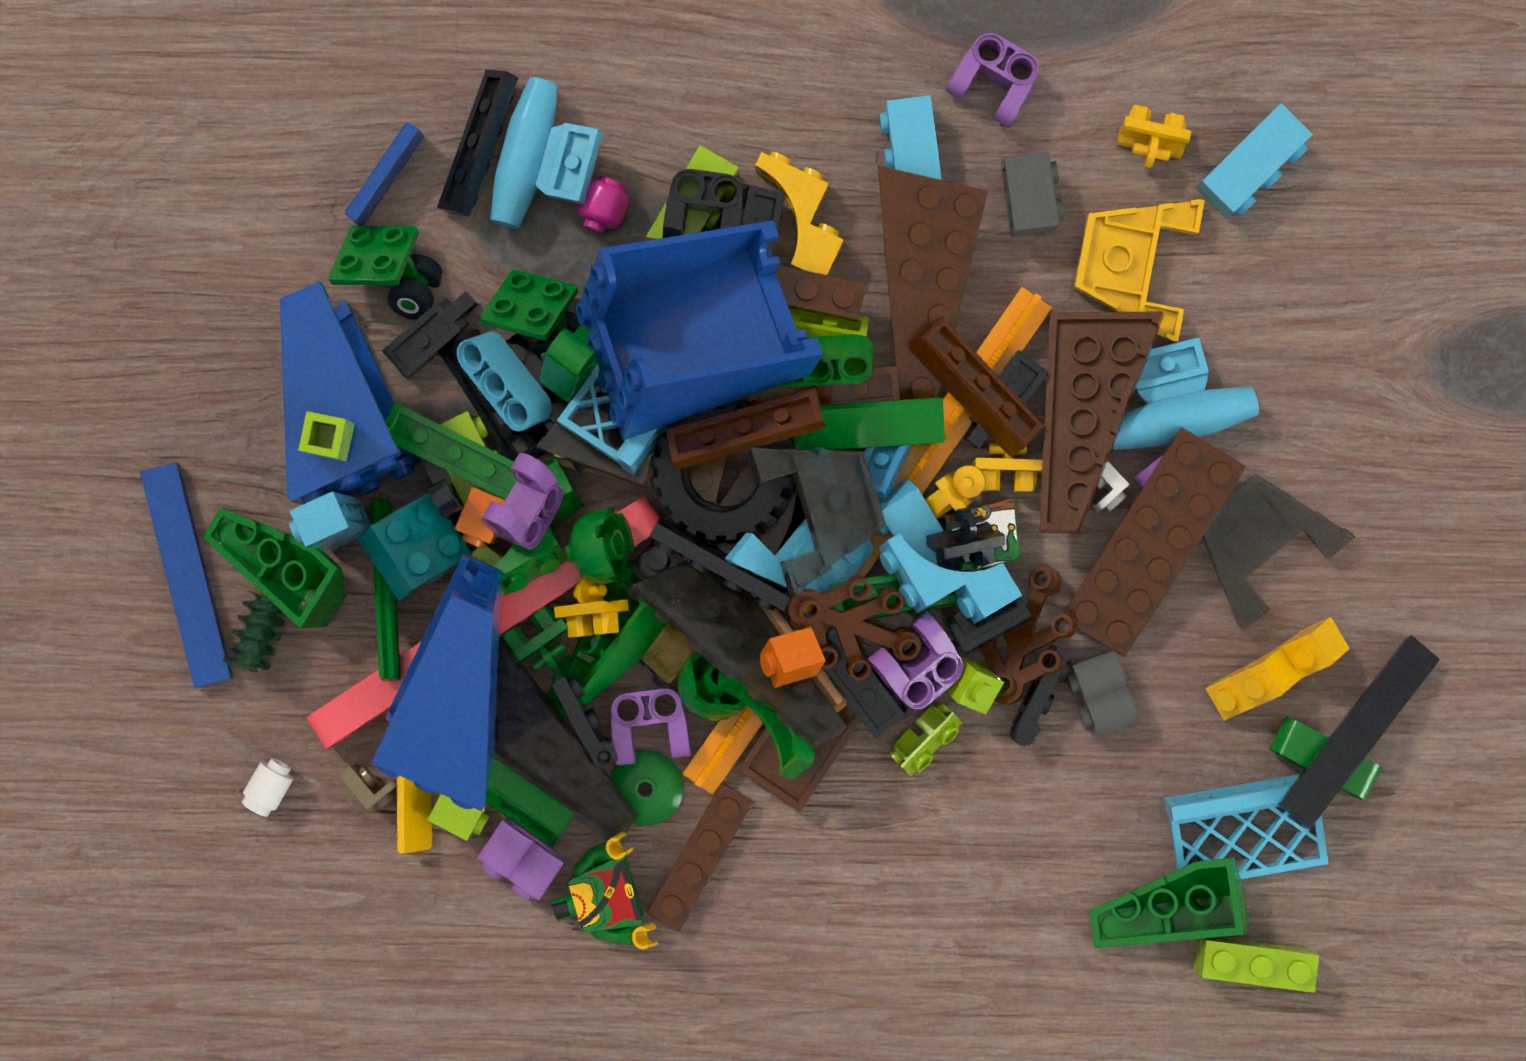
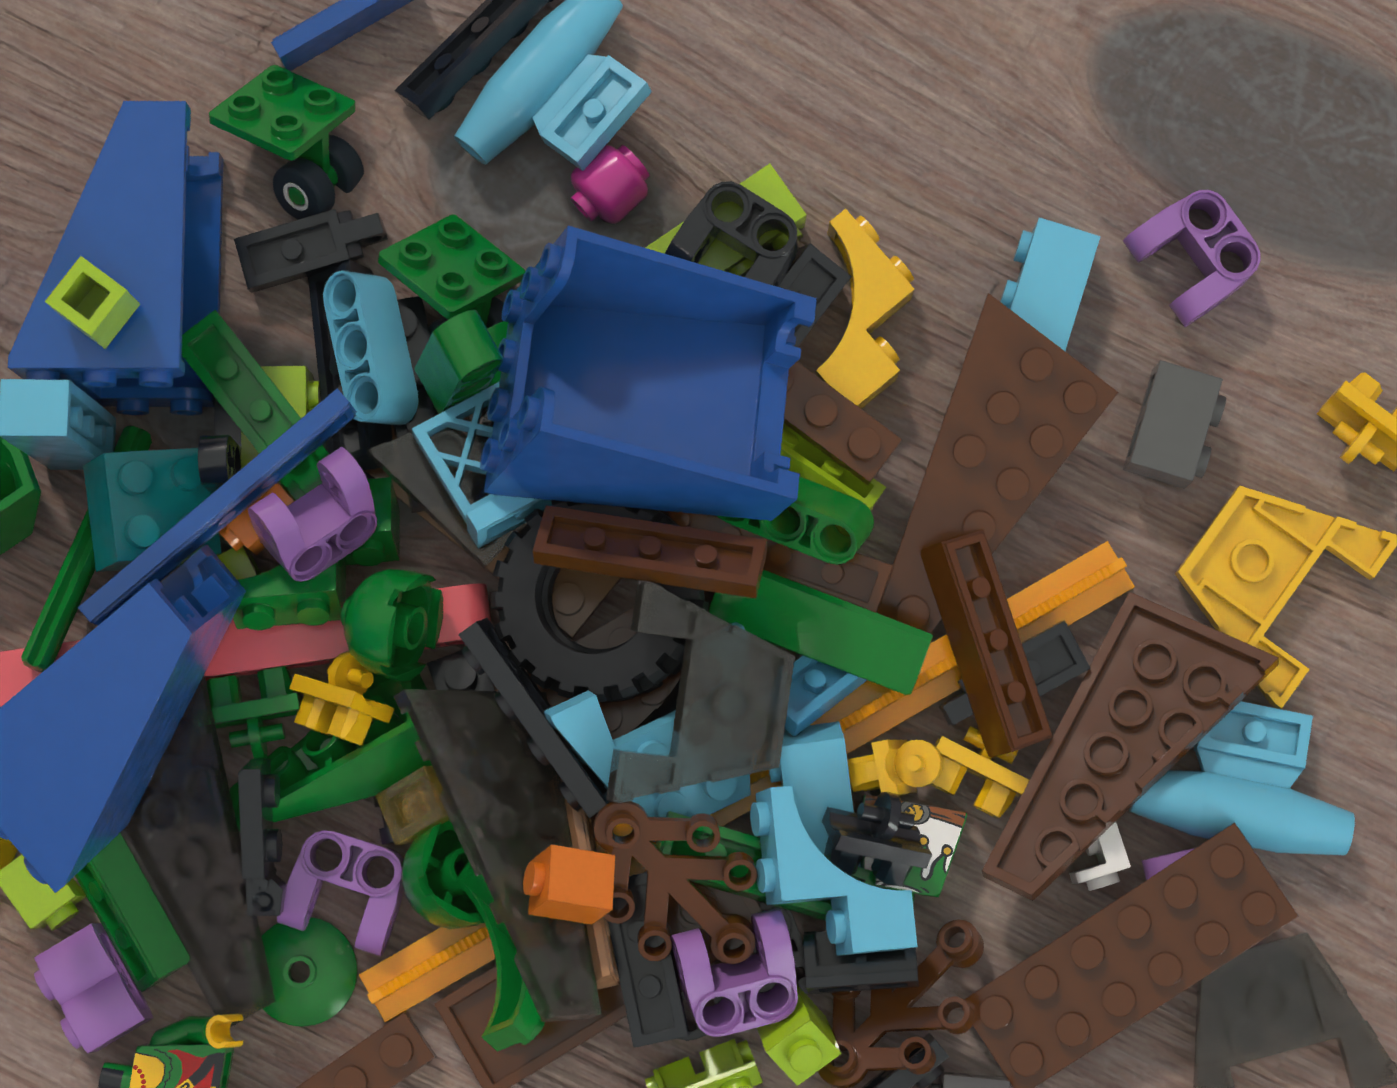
camera: 25 degrees right, 5 degrees down
(461, 527) = (222, 506): none -> blue tile

